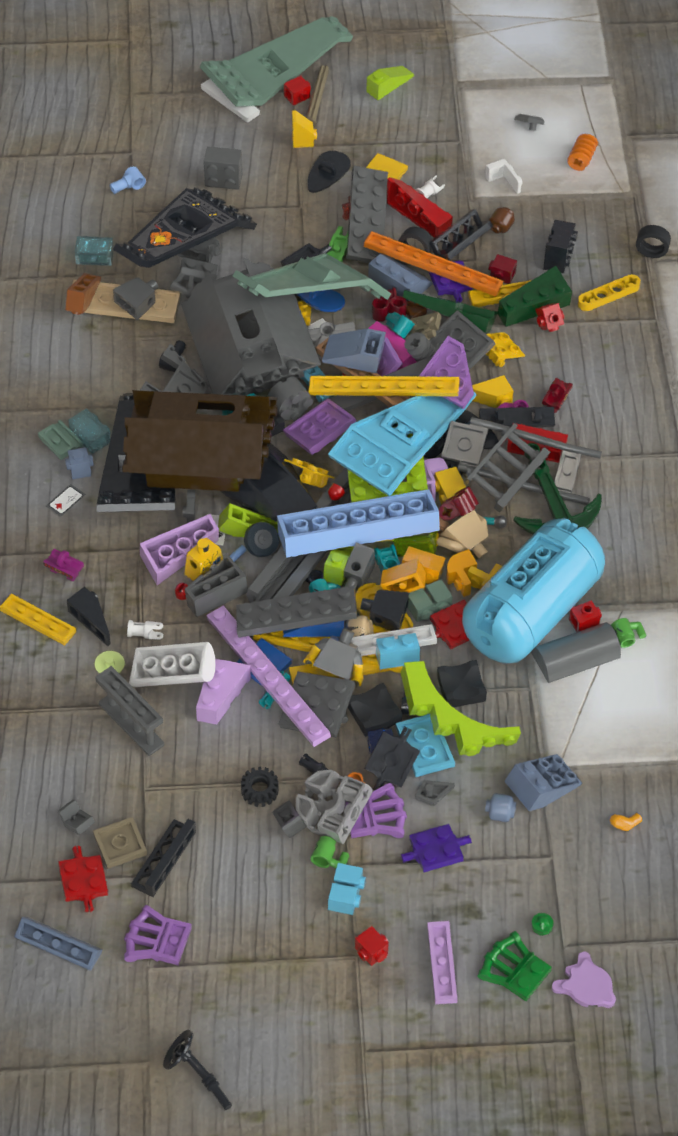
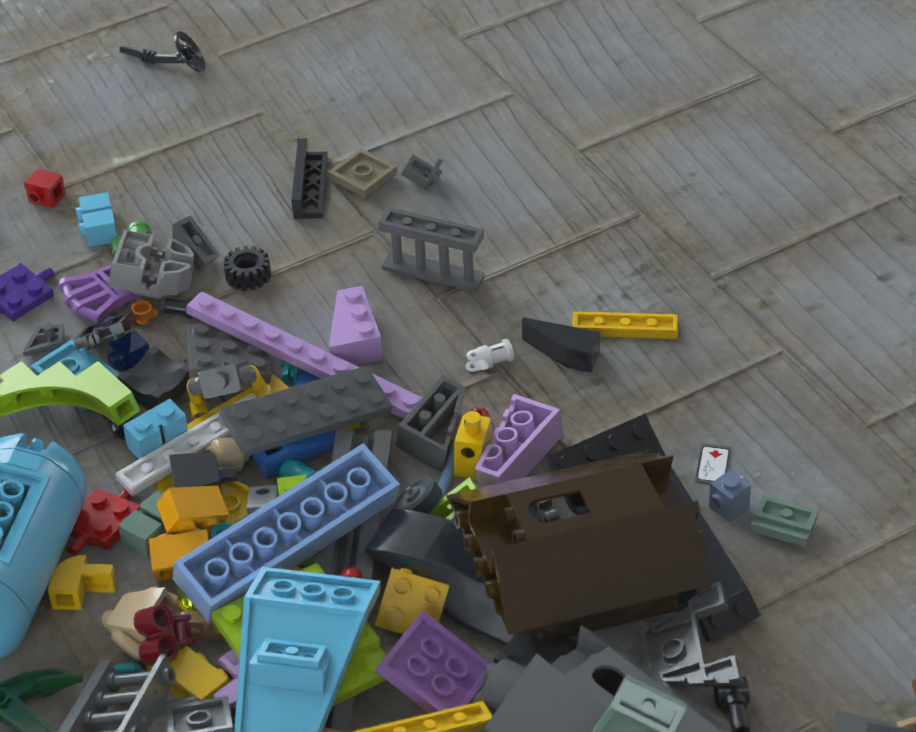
camera: 155 degrees right, 10 degrees down
(57, 943) = (365, 94): sand blue slope -> none
(64, 564) = (641, 375): magenta hips -> none
(83, 878) = (380, 137): red plate -> none
(90, 430) = (753, 537): clear light blue brick -> none
(108, 659) = (505, 321): yellowish green piece -> none
(169, 942) = (270, 122): medium lavender plate -> none
(173, 664) = (415, 303): white brick -> none
(458, 570) = (128, 573): light orange brick -> none
(461, 684) = (70, 436): black brick -> none

